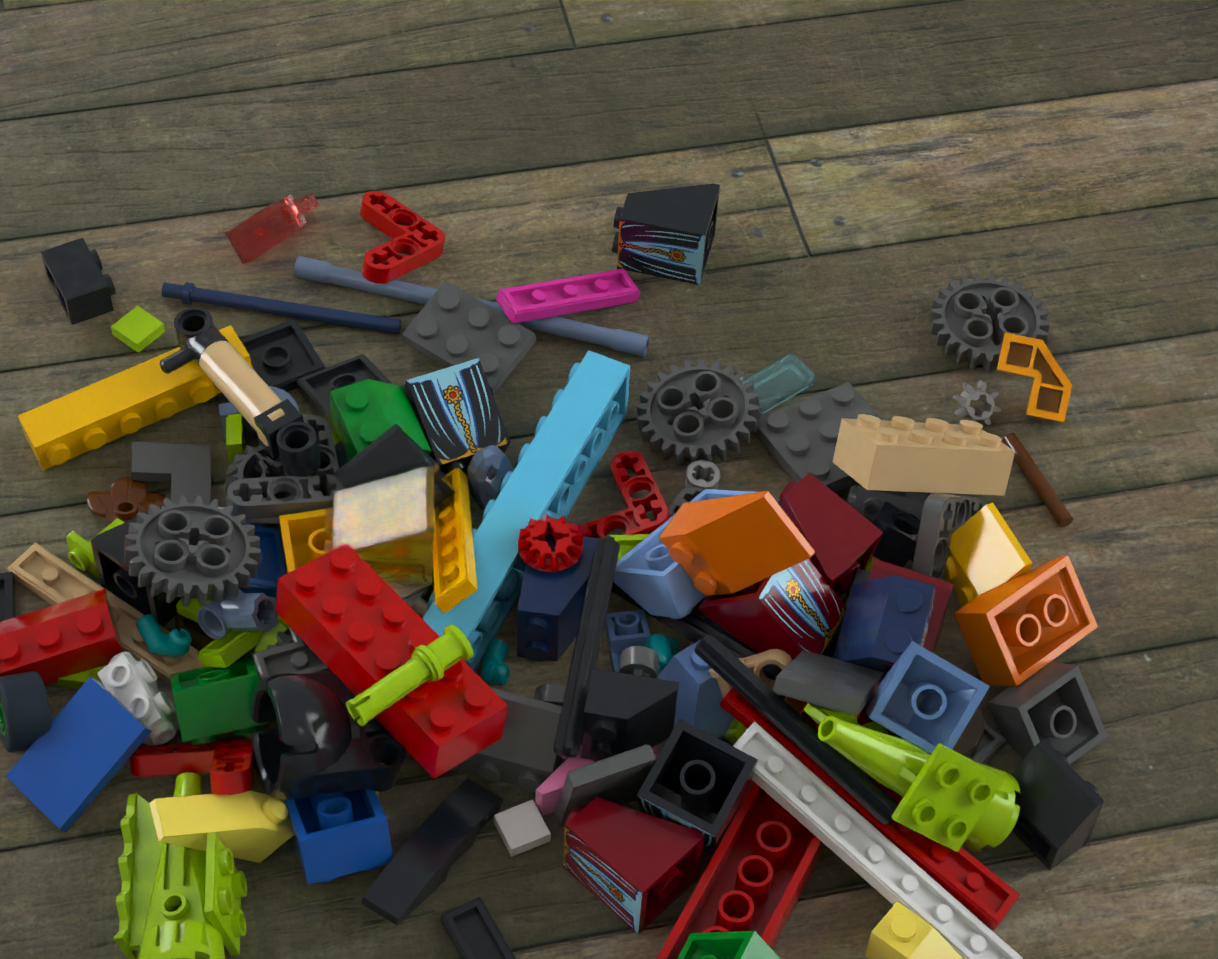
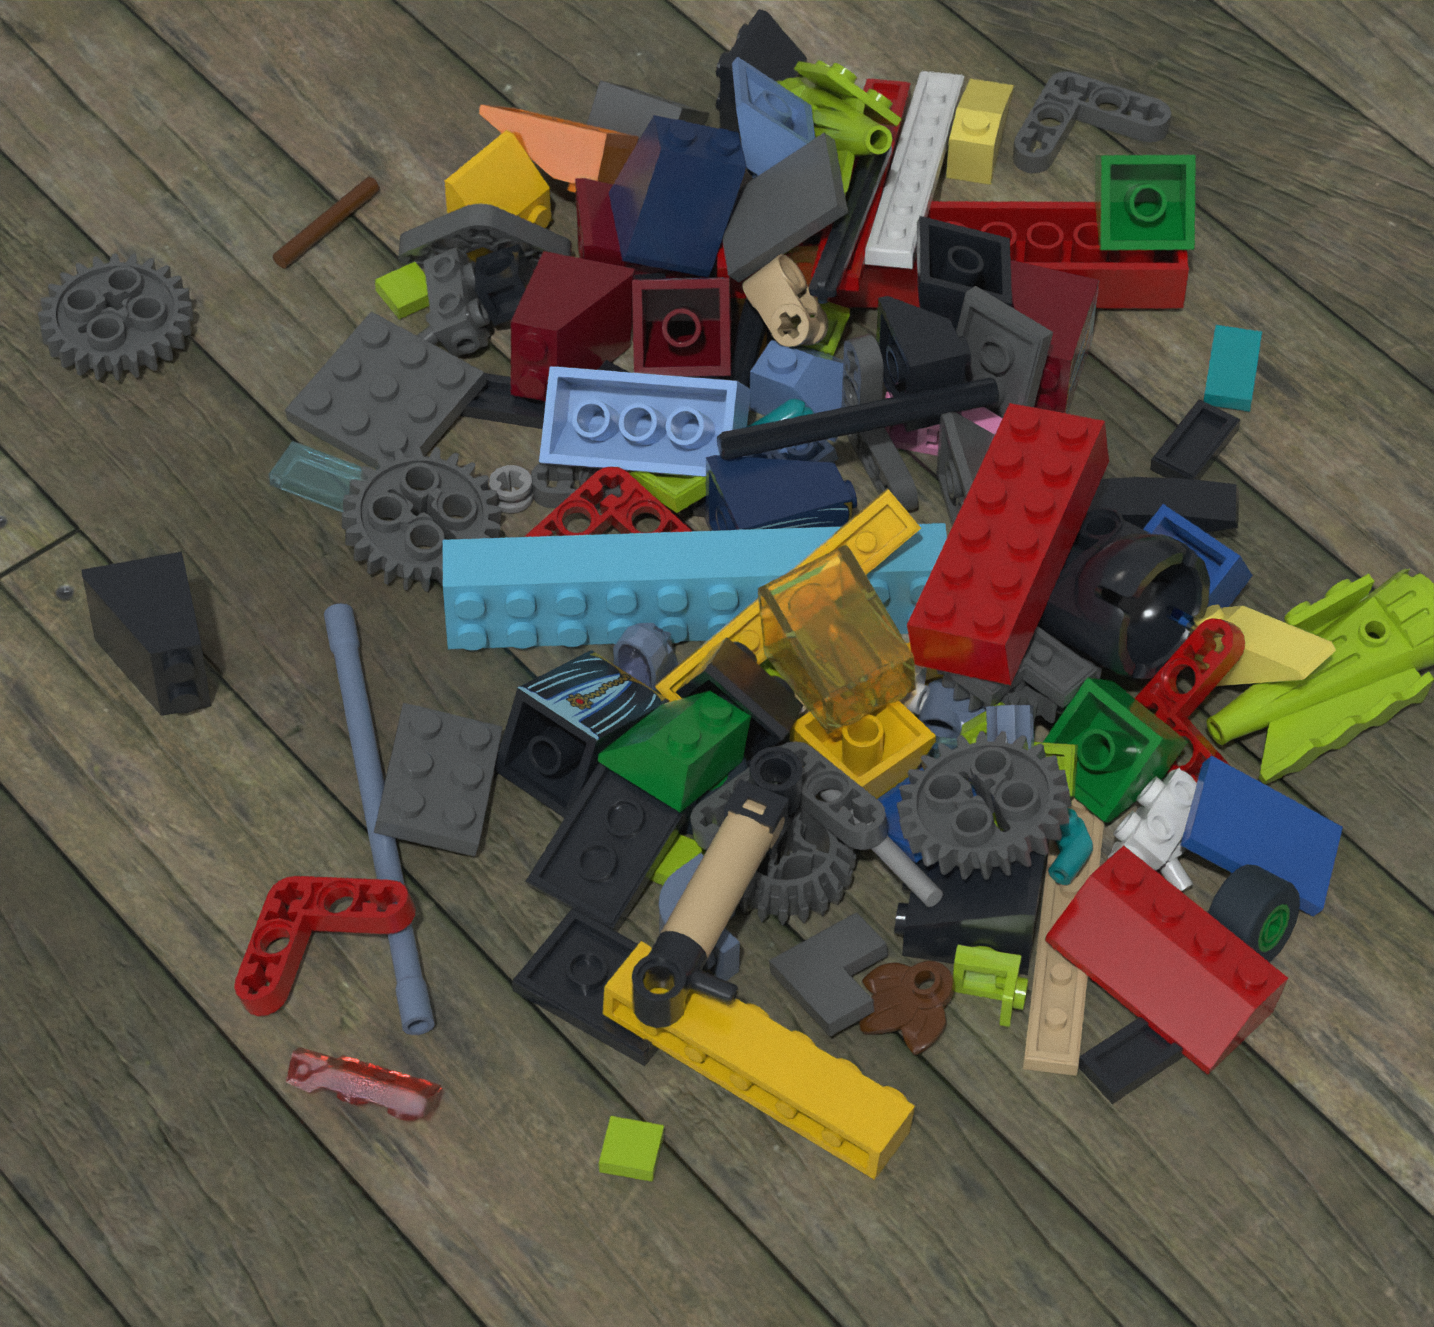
camera: 115 degrees left, 0 degrees up
(78, 280) = (602, 1249): black brick -> none
(189, 293) = (537, 1120): dark blue bar -> none
(234, 436) = (754, 928): lime tile -> none
(426, 665) = (1035, 450): lime pin -> none
(535, 549) = (751, 511): red gear -> none
(567, 295) = (314, 703): dark pink tile -> none
(734, 541) = (682, 326): orange slope -> none
(923, 456) = (402, 268): tan brick -> none
(974, 393) = (257, 285): light grey gear -> none
(1033, 360) = (206, 230): light orange brick -> none

